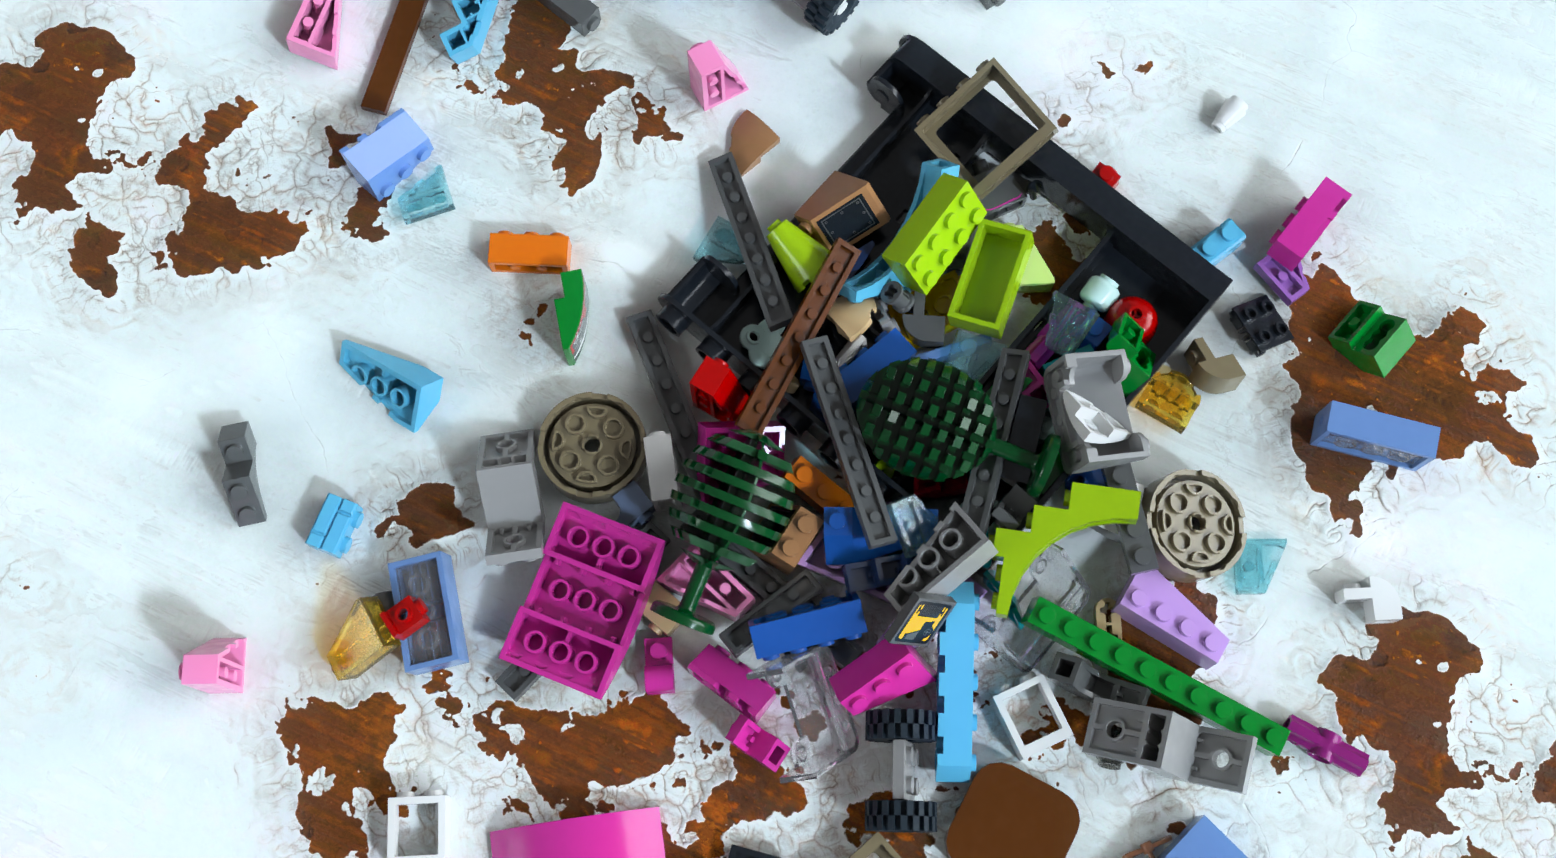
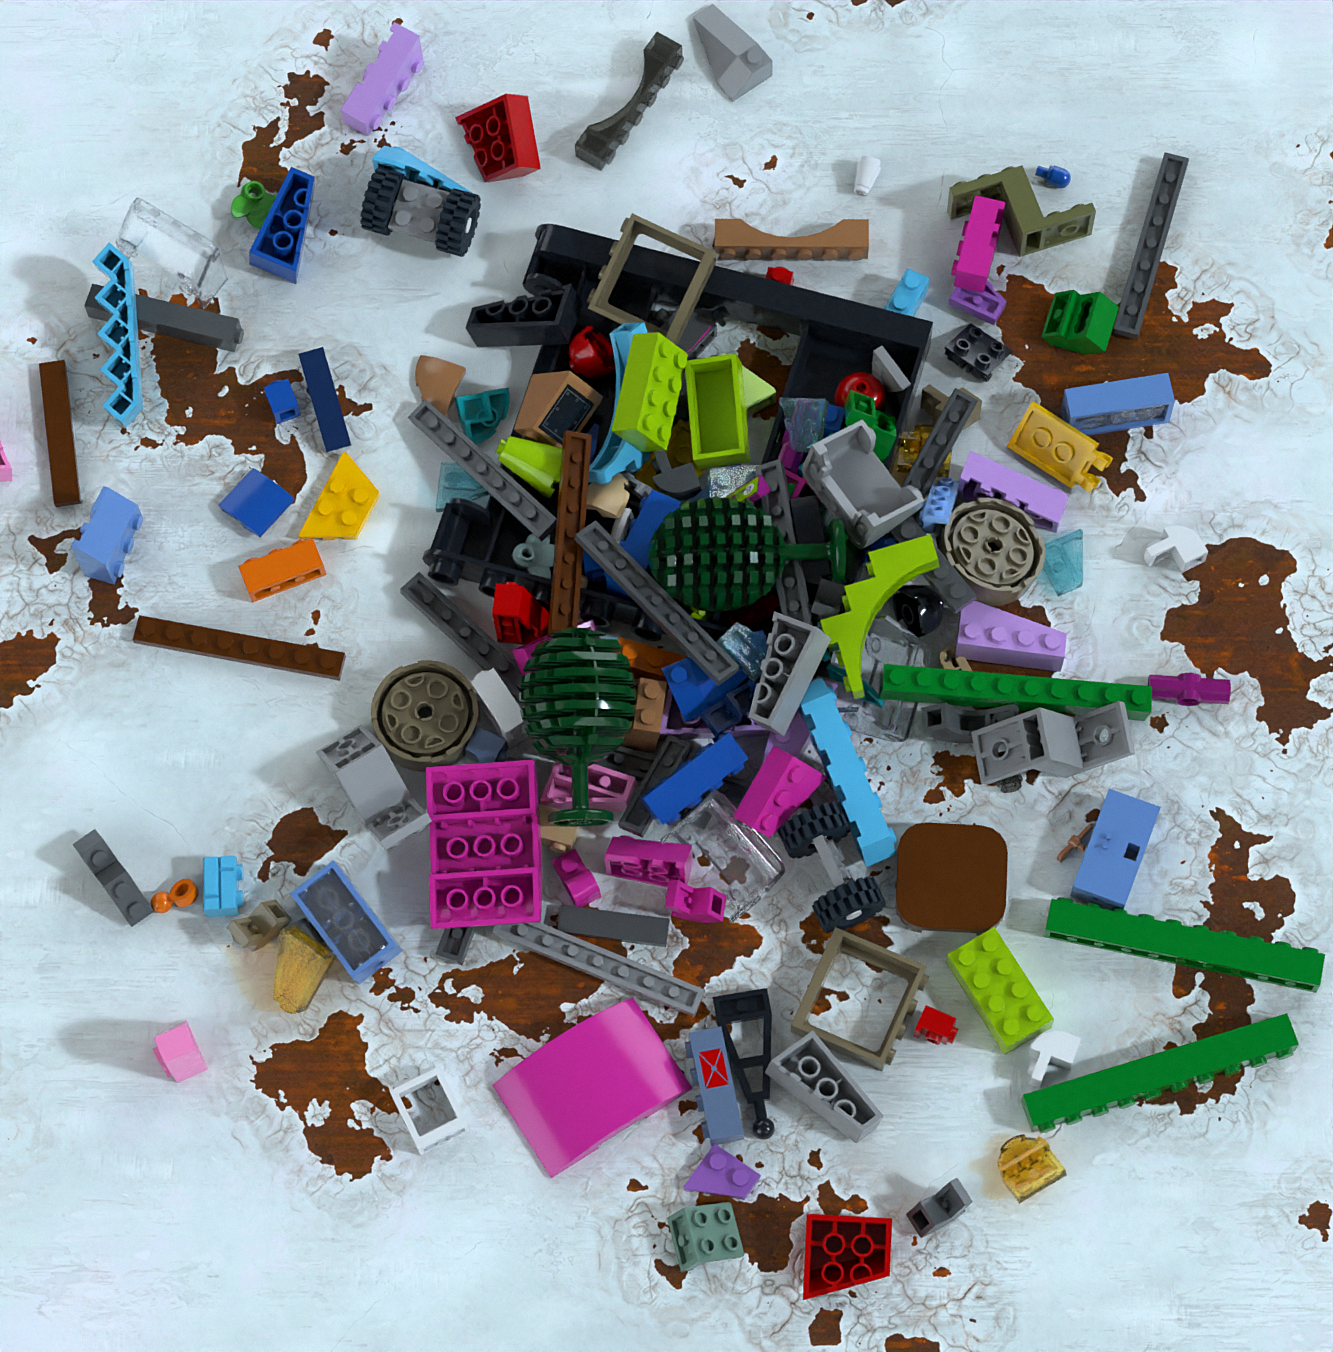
camera: 20 degrees left, 5 degrees down
(297, 516) = (182, 894): none -> orange plate
(348, 581) = (260, 926): none -> dark tan brick
(402, 386) = (219, 739): medium azure wedge -> none
(414, 621) = (332, 937): red brick -> none
(427, 198) = (160, 561): clear light blue wing -> none
(460, 309) = (239, 647): none -> reddish brown plate
(537, 181) = (256, 502): none -> blue slope
(573, 314) = (349, 604): green slope -> none
(603, 98) = (282, 400): none -> blue brick
(612, 216) = (342, 504): none -> yellow wing
(641, 113) = (324, 399): none -> dark blue slope
(649, 768) = (604, 965): none -> light grey plate
(673, 728) = (614, 926): none -> dark grey tile
(713, 75) = (376, 338): bright pink wedge -> none
(777, 187) = (482, 413): none -> teal brick
(854, 118) = (526, 321): none -> black wedge
(894, 295) = (644, 464): dark grey bush -> none
(898, 174) = (591, 354): none -> red cylinder
(920, 619) = (789, 724): tile -> none
(985, 370) = (752, 490): none -> slope
(1051, 739) = (933, 806): white window -> none
(1091, 422) = (861, 494): white brick -> none
(1097, 552) = (918, 608): none -> black cylinder
(1100, 293) = (821, 383): light aqua head -> none
(1162, 458) = (939, 504): none -> light blue bracket
(1169, 310) = (888, 372): none -> light grey wing
(1179, 166) = (740, 240): none -> medium nougat arch
(1187, 399) = (940, 442): none -> dark grey tile
(1221, 456) = (992, 480): none -> lavender wedge
(1299, 452) = (1058, 448): none -> yellow tile
(1363, 213) = (1022, 212): none -> olive bracket
(1406, 189) = (1054, 176): none -> blue cylinder
(1470, 294) = (1150, 246): none -> dark grey plate

